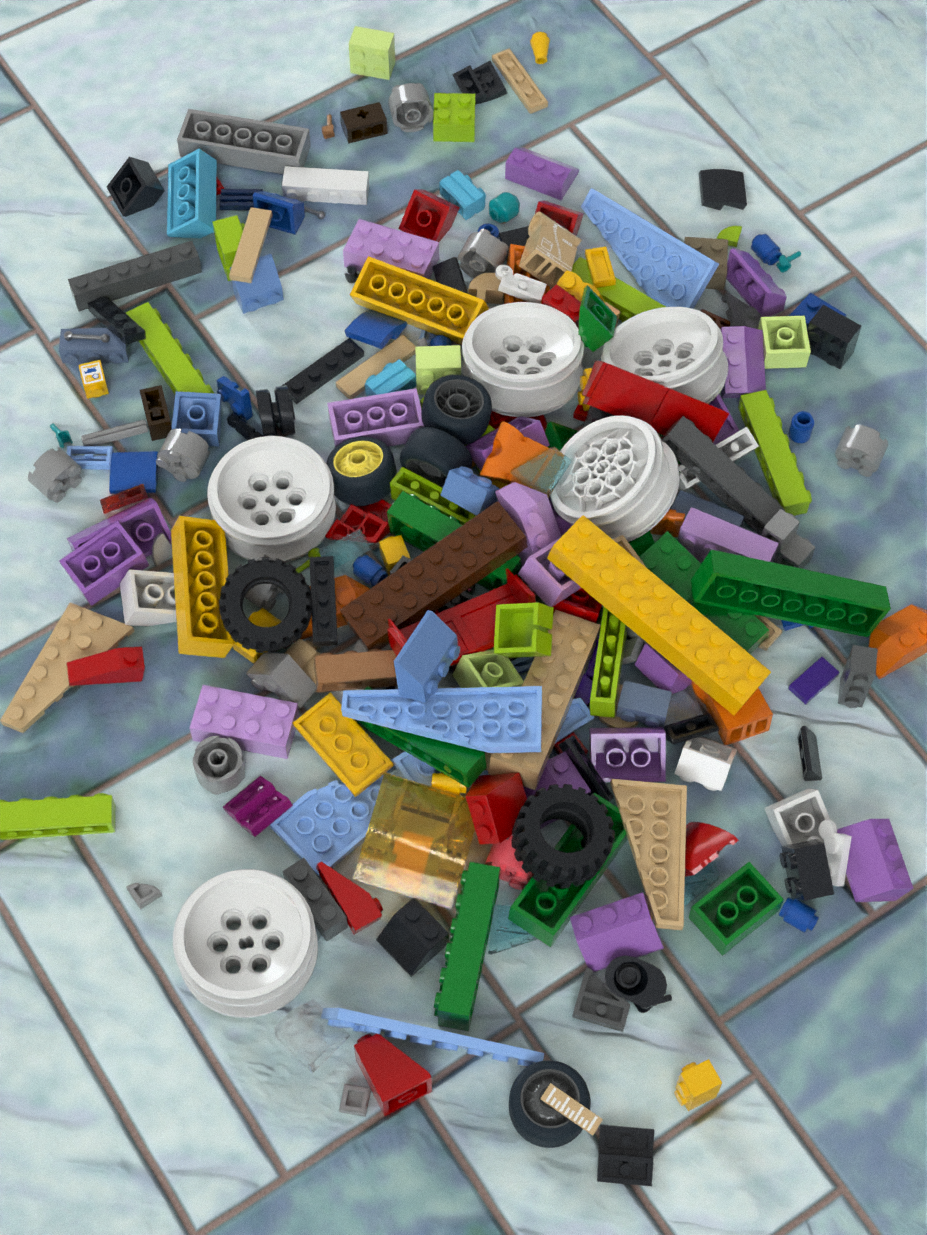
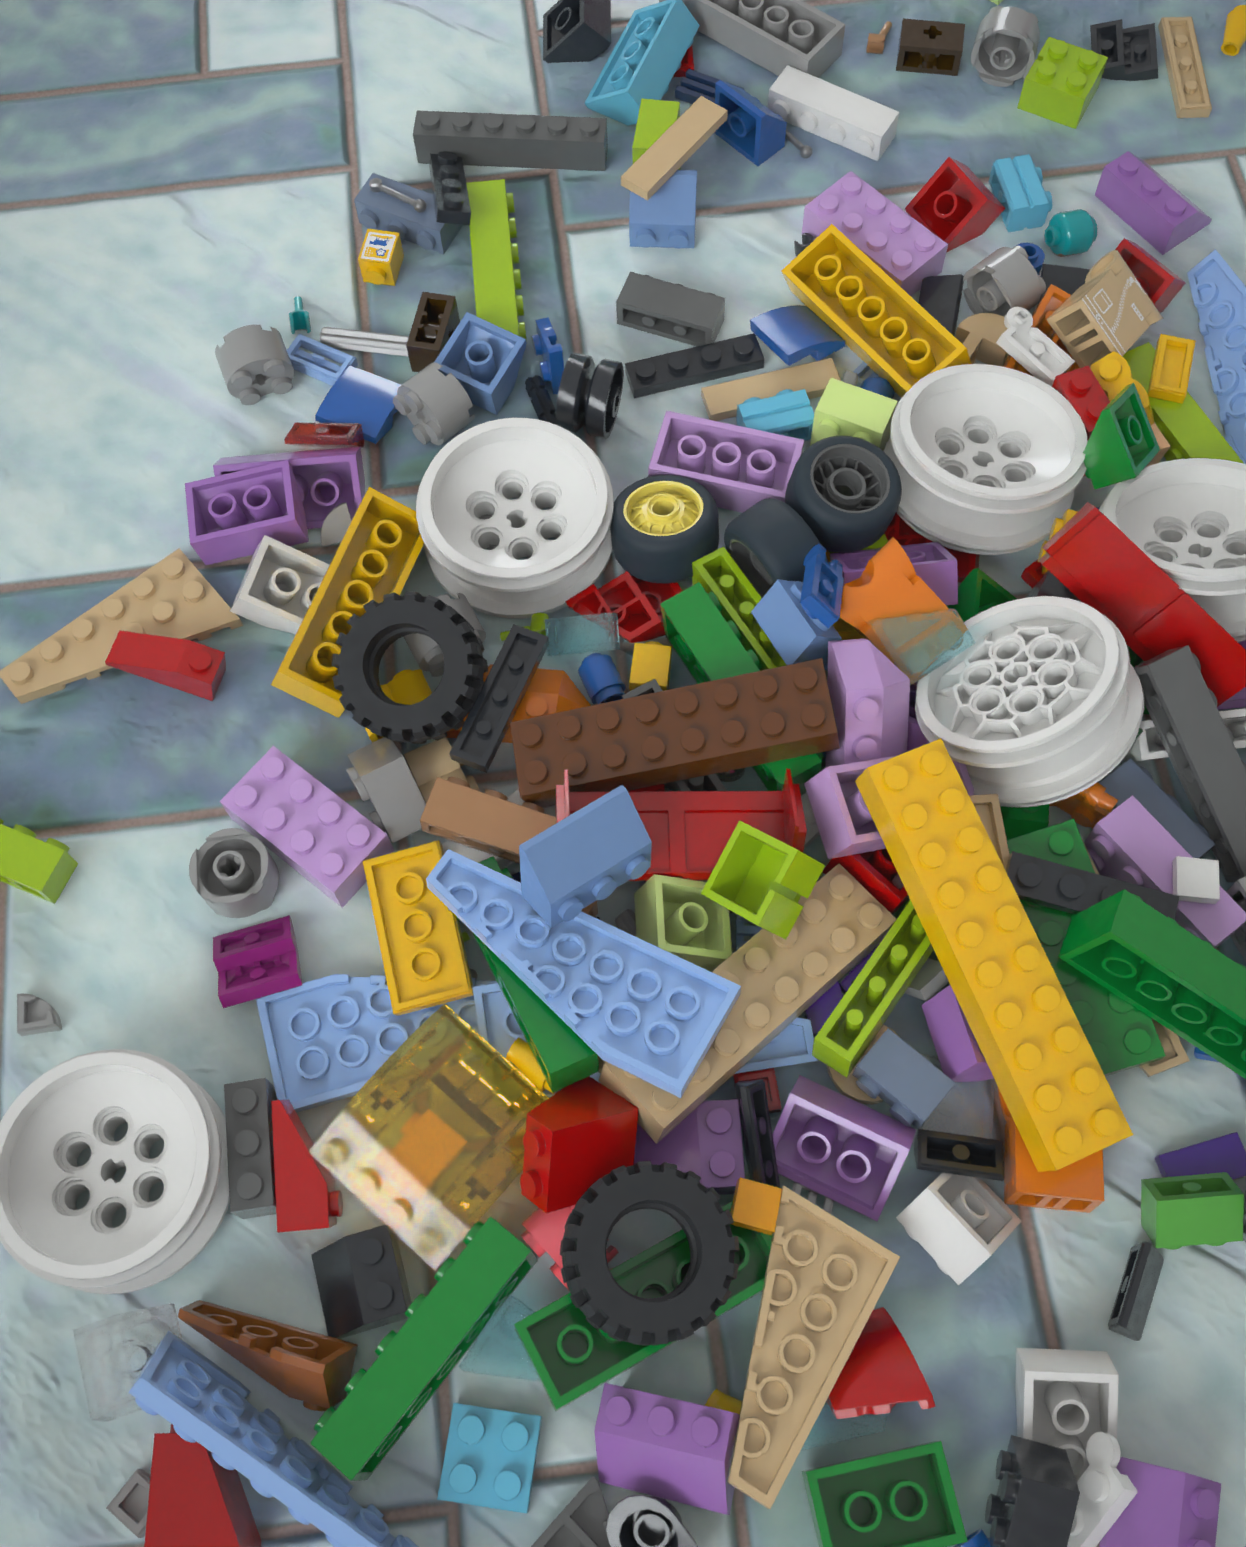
camera: 30 degrees right, 5 degrees up
(292, 343) = (670, 310): none -> dark grey brick
(404, 988) = (288, 1357): none -> dark orange wedge
(476, 463) = (822, 587): none -> blue hinge
(527, 988) = (490, 1458): none -> medium azure plate
(605, 793) = (755, 1206): none -> light orange tile
(681, 566) = (1075, 889): none -> black plate
(743, 535) = (1196, 879): none -> white tile
(817, 702) = (1192, 1210): none -> bright green brick

